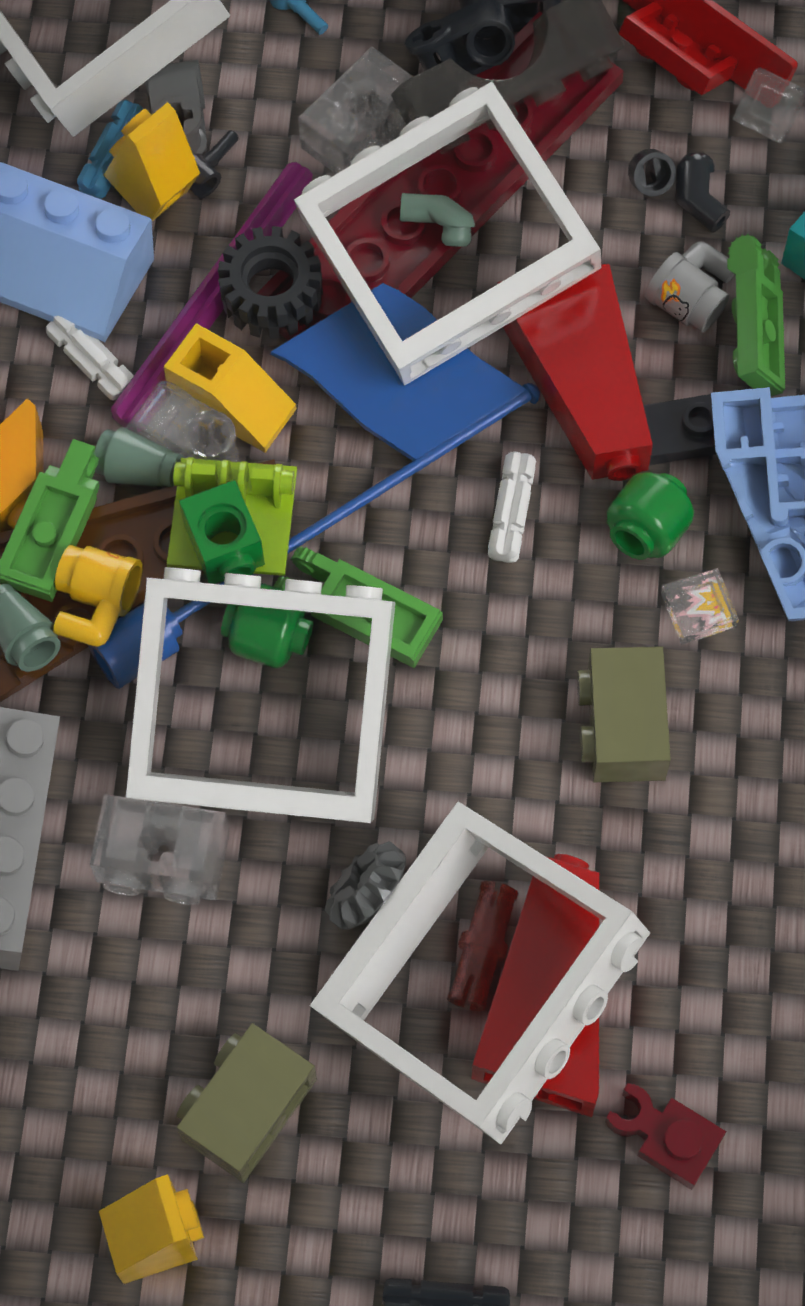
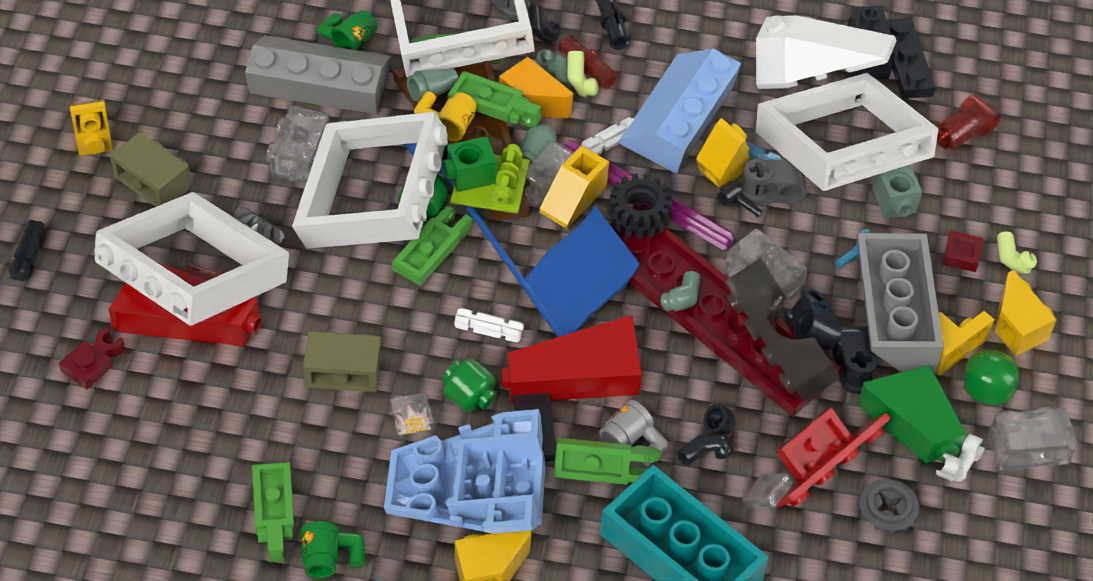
camera: 90 degrees right, 15 degrees down
(495, 306) = (675, 324): white window -> none

